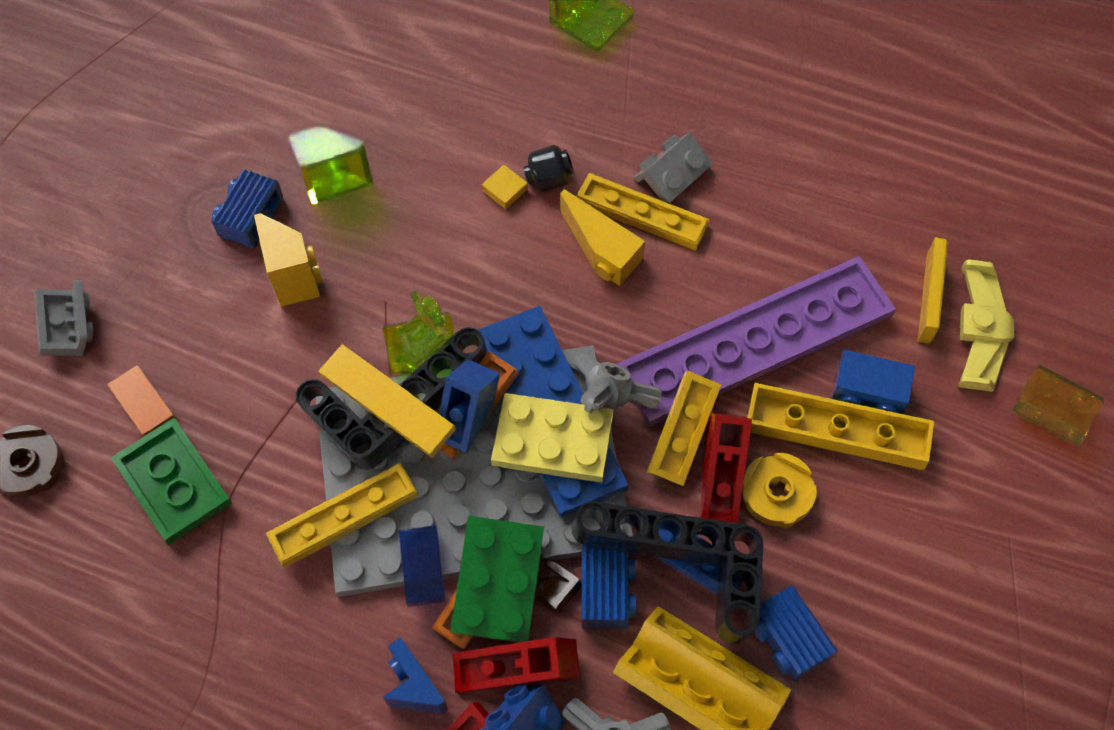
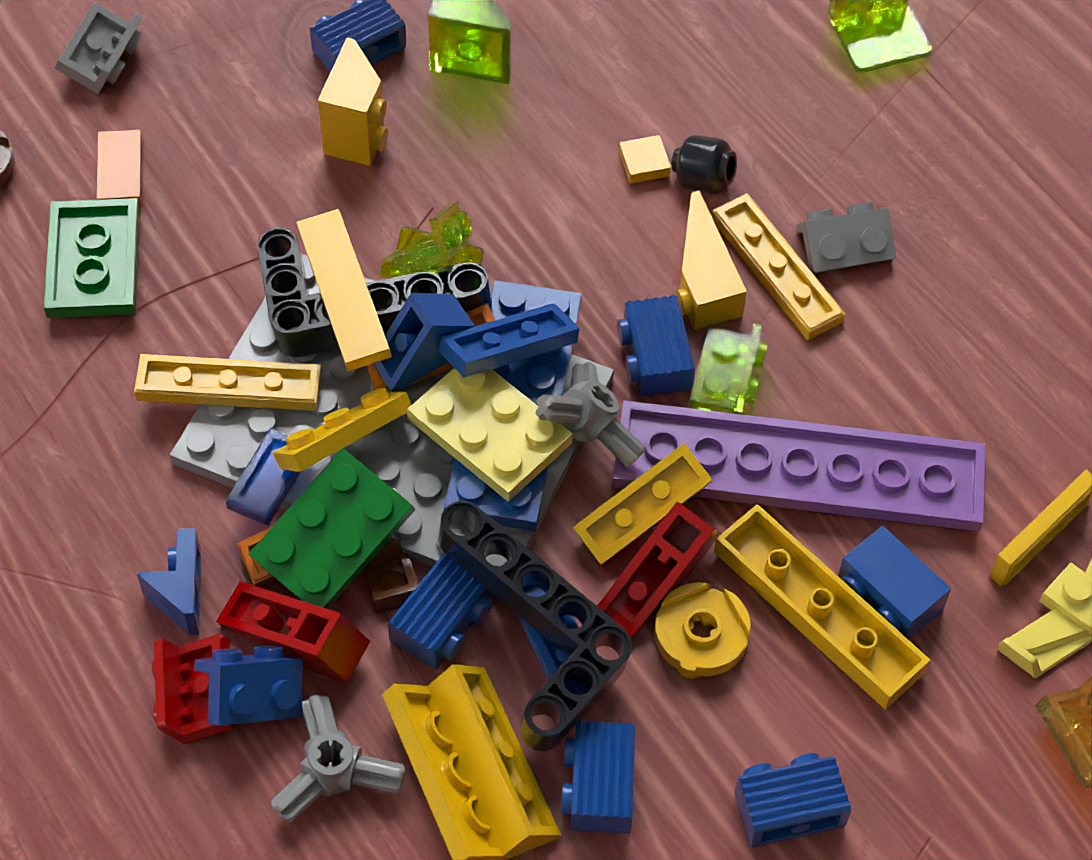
camera: 30 degrees right, 5 degrees down
(454, 503) = (341, 429): none -> yellow plate
(526, 369) = (508, 339): none -> blue plate
(609, 312) = (657, 346): none -> blue brick
(666, 302) = (726, 370): none -> clear neon green bracket
(918, 569) = (792, 799): none -> blue brick

